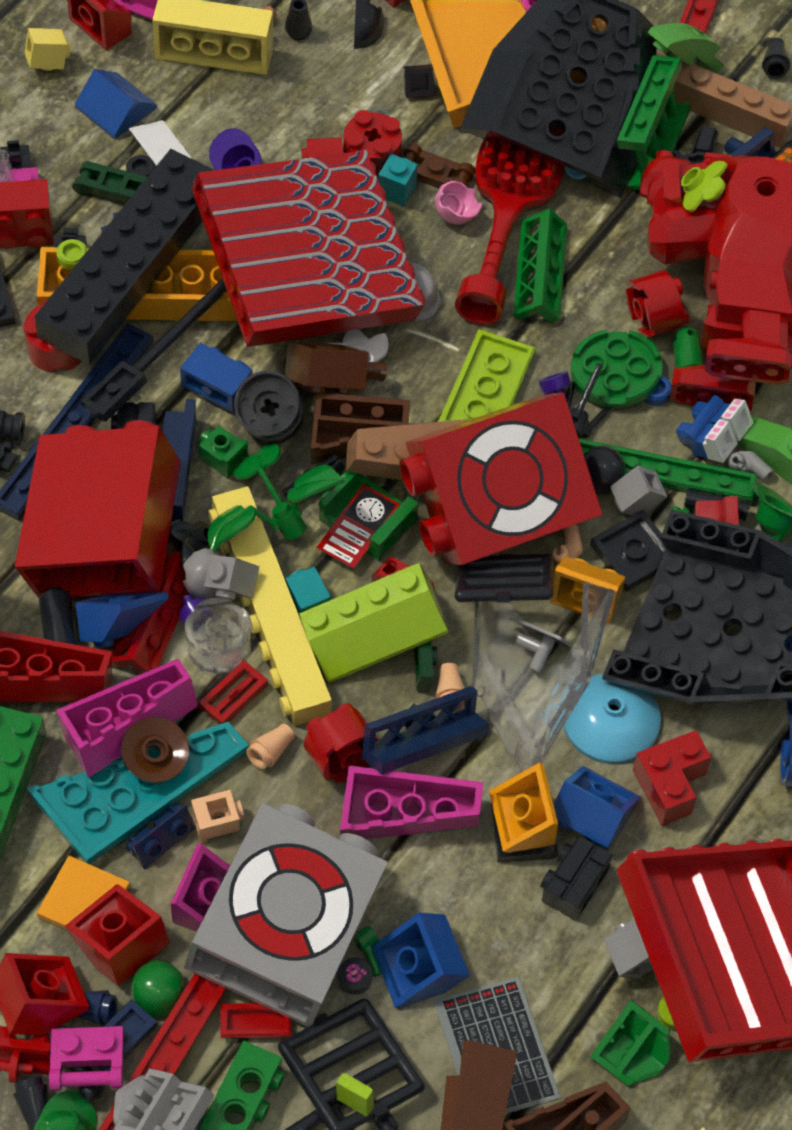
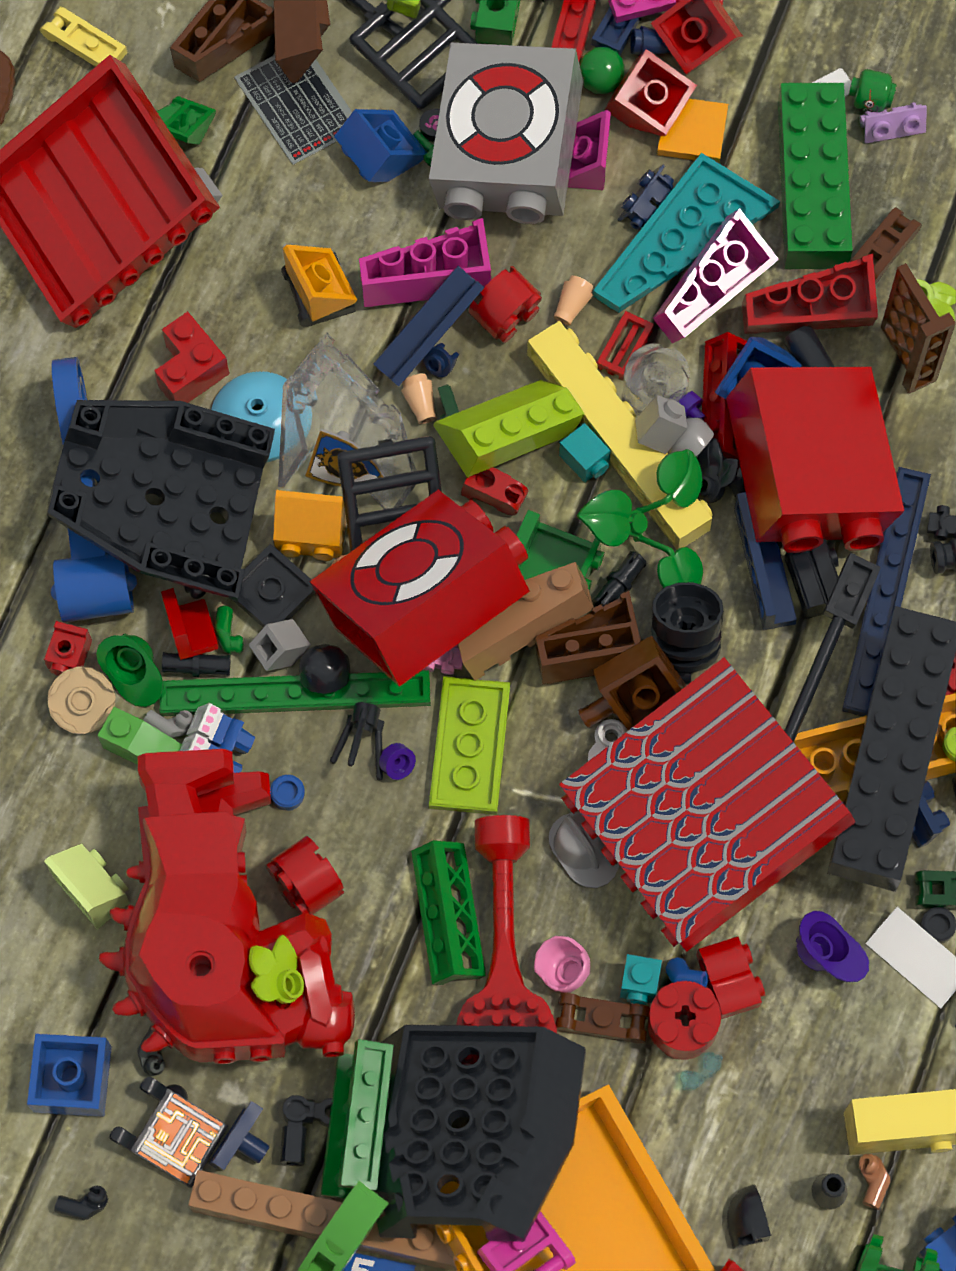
camera: 170 degrees right, 10 degrees up
(157, 734) = (671, 238): reddish brown dish -> none
(213, 375) = (760, 662): blue brick -> none
(216, 805) = (605, 214): light nougat brick -> none
(221, 450) = (730, 597): green brick -> none
(352, 530) = (557, 537): sticker -> none
(418, 80) = (658, 1138): black tile -> none
(576, 877) = (259, 248): black brick -> none
(594, 806) = (255, 318): blue slope -> none
(628, 372) = (335, 803): green tile -> none
(687, 347) = (260, 838): green piece -> none

